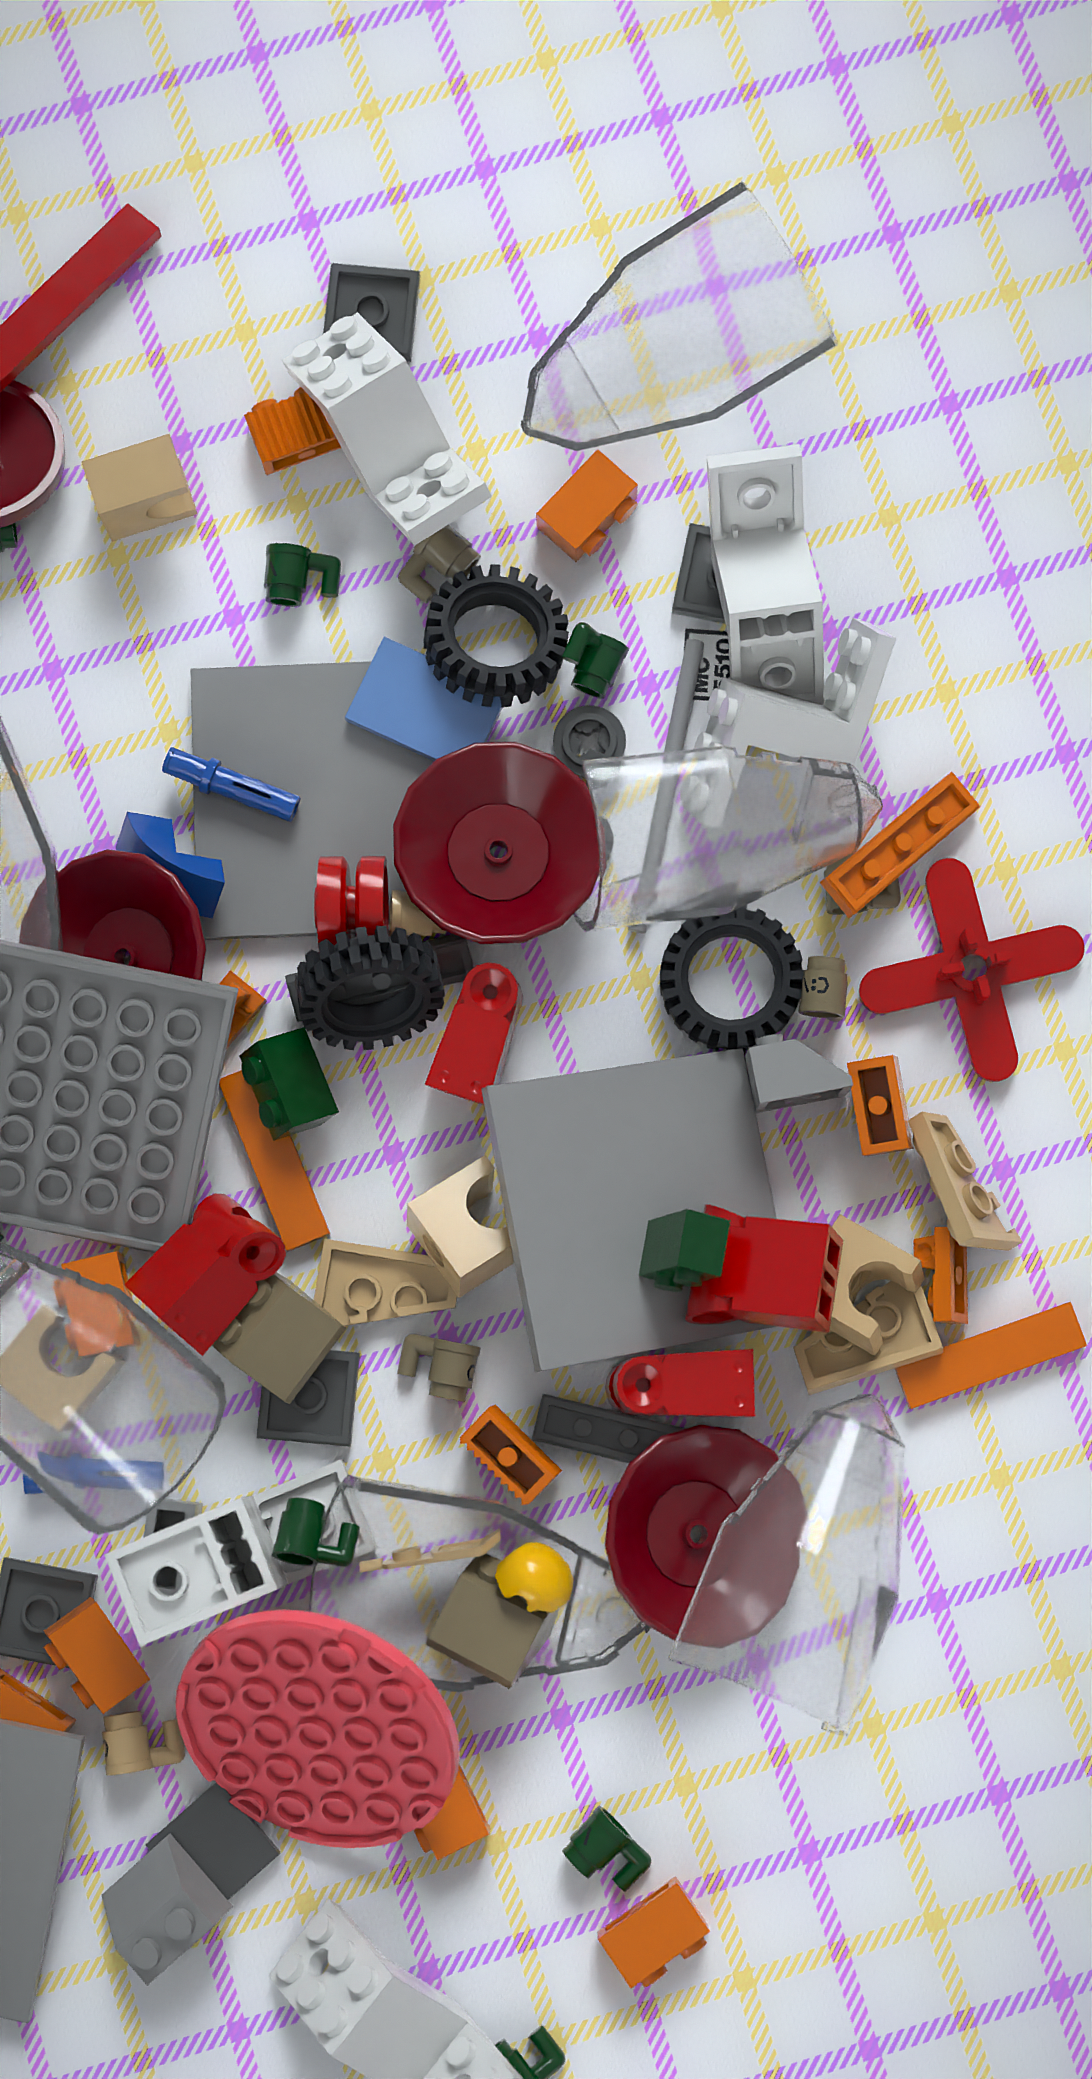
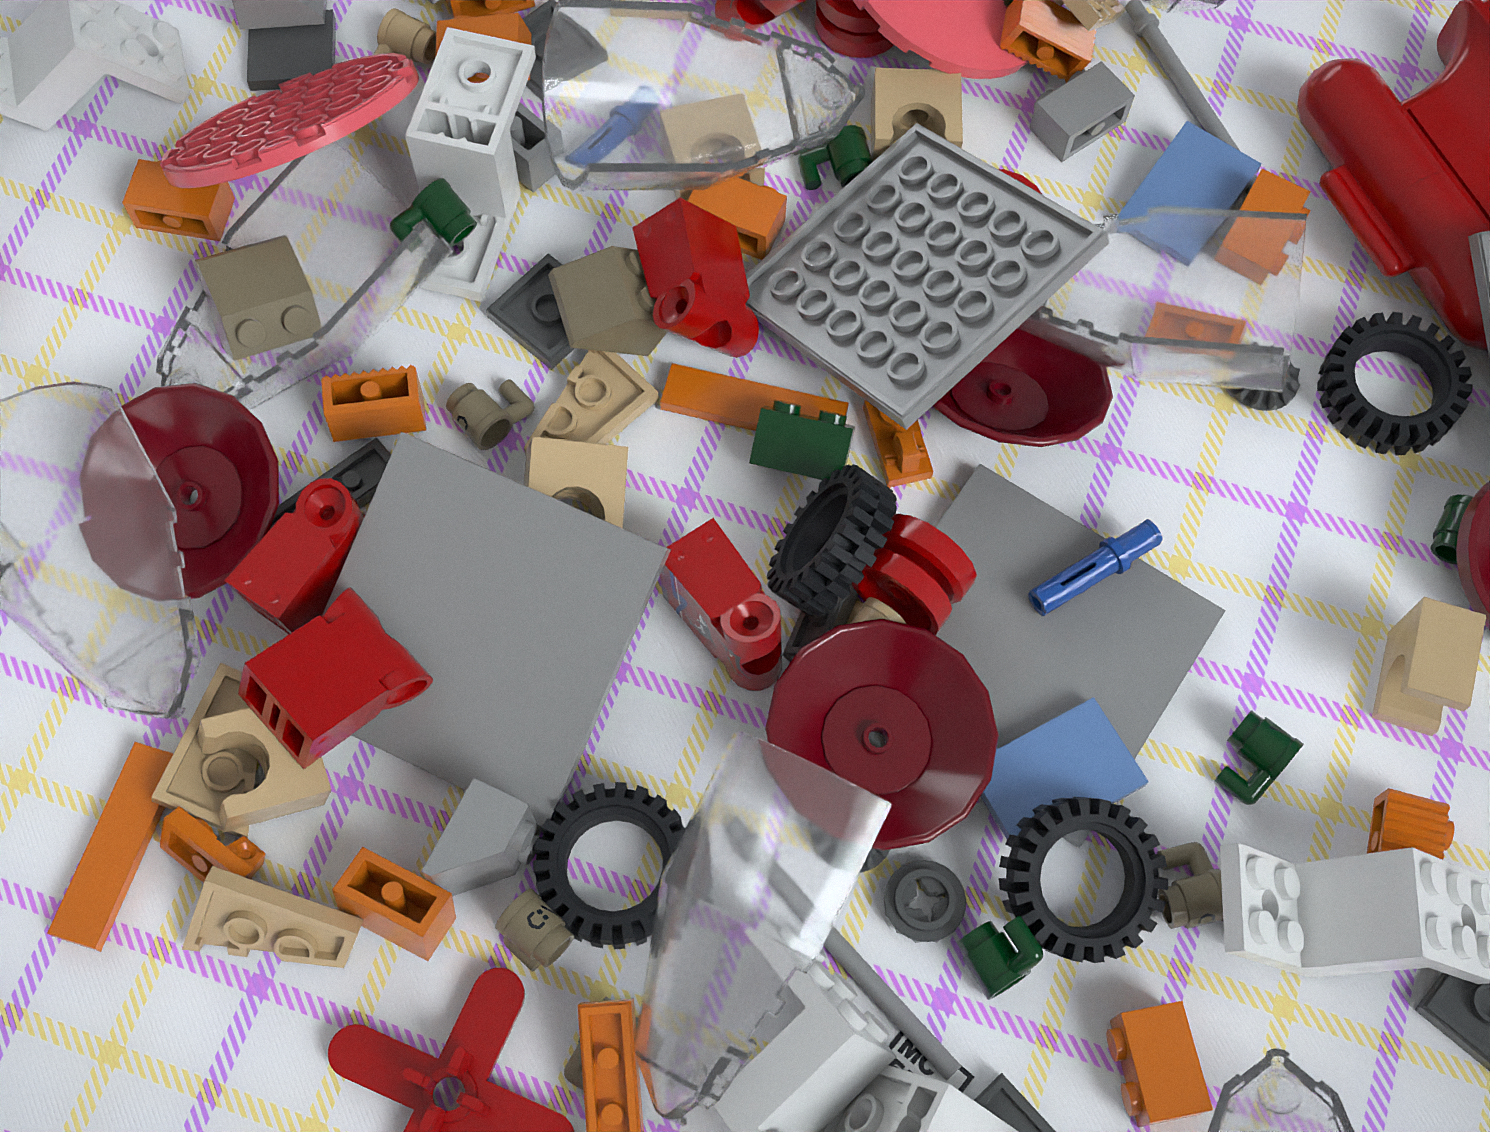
camera: 120 degrees right, 15 degrees down
(155, 838) = (1032, 471): blue brick -> none
(412, 1555) = (347, 284): tan piece -> none
(537, 1575) = (256, 334): yellow hair -> none
(600, 1842) = (49, 282): dark green piece -> none
(684, 1249) = (400, 615): dark green brick -> none

